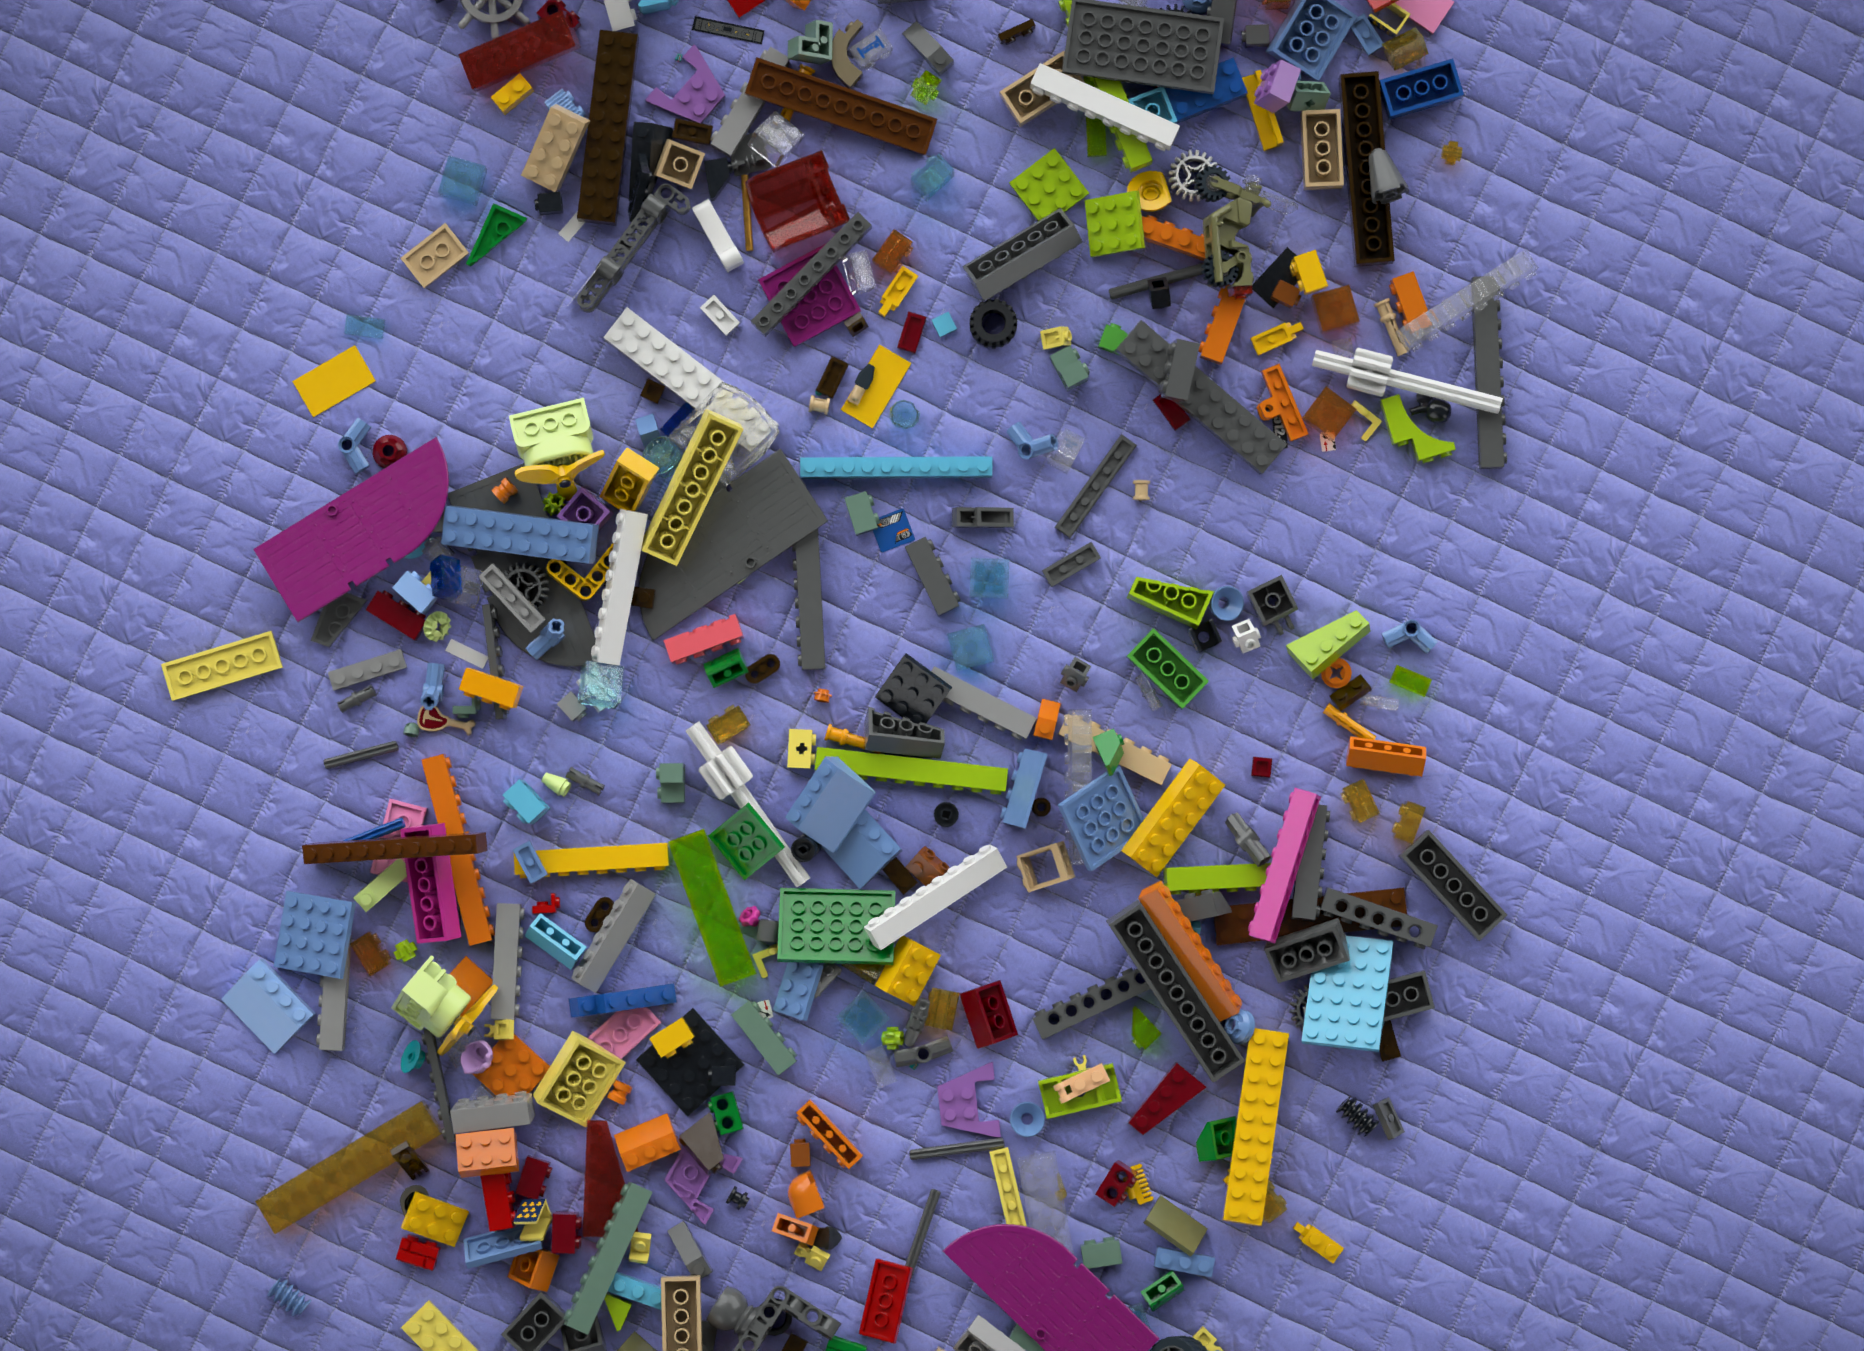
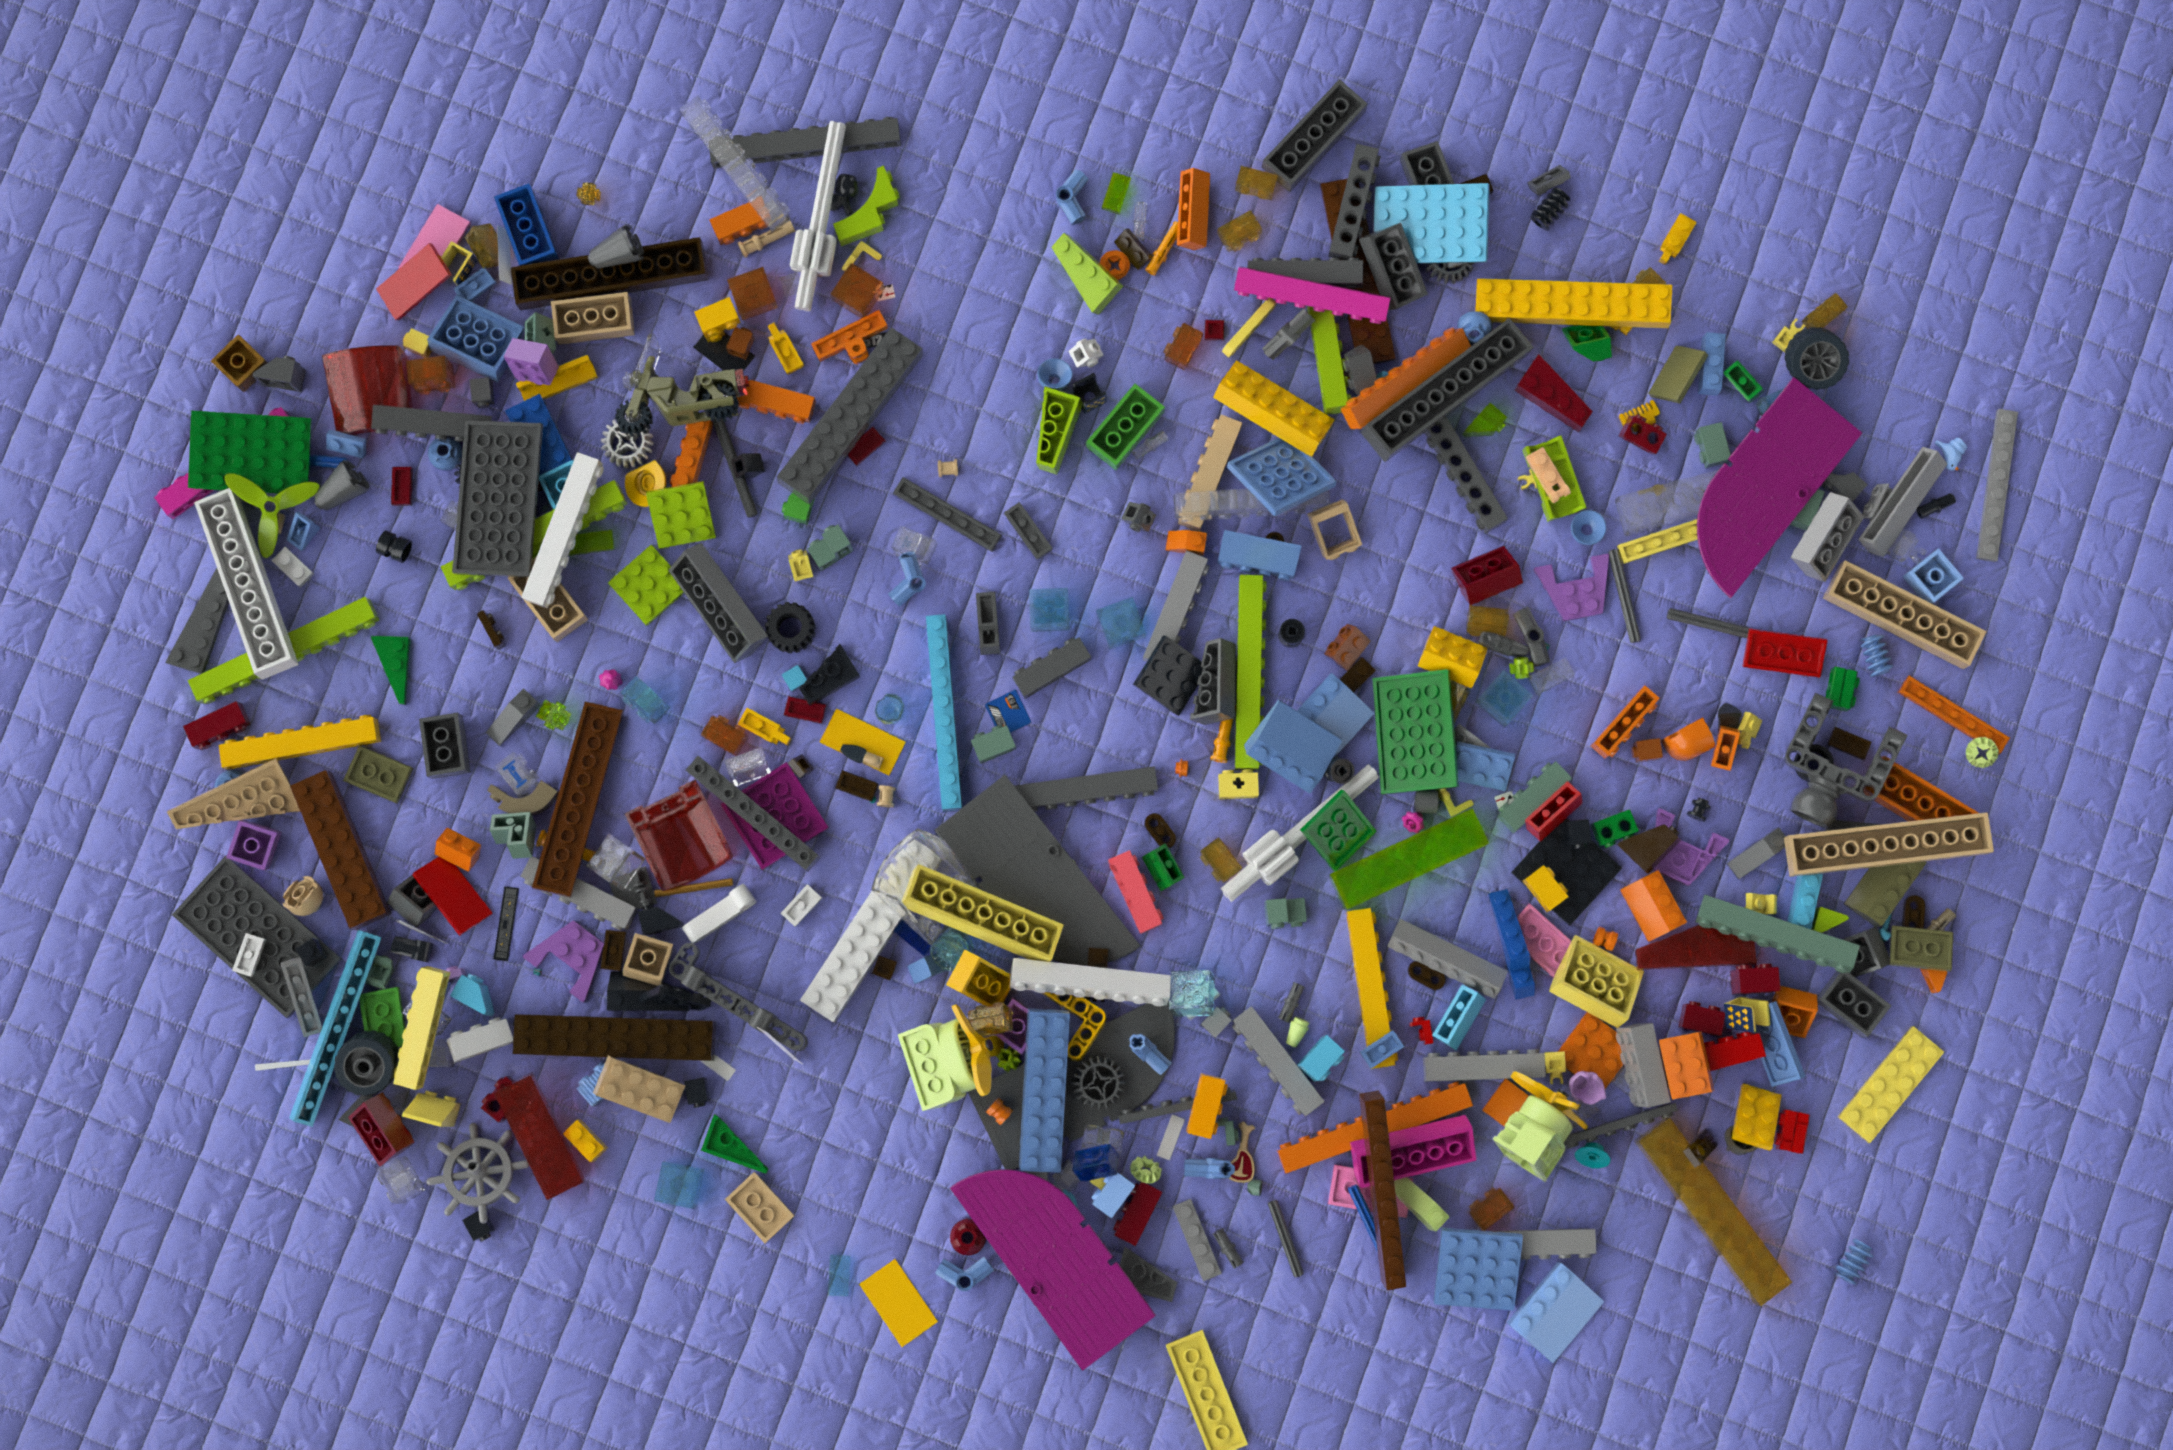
camera: 95 degrees left, 5 degrees down
(405, 950) = (1484, 1172): lime gear -> none
(512, 598) = (1111, 1091): light grey plate -> none
(529, 762) = (1278, 1062): none -> light grey brick
(590, 488) = (991, 1019): none -> clear yellow brick
(747, 1054) = (1553, 811): none -> red brick
(935, 896) = (1377, 634): white brick -> none
(941, 359) = (831, 676): none -> black wing
(957, 145) = (610, 679): none -> dark pink piece
(1110, 749) = (1212, 473): slope -> none
(1179, 370) = (825, 431): dark grey brick -> none
(1246, 734) = (1183, 345): none -> clear orange brick
(1258, 800) = (1249, 327): none -> light yellow beam
(1283, 606) = (1054, 320): dark grey hinge -> none
(1391, 65) = (504, 255): none -> white sticker

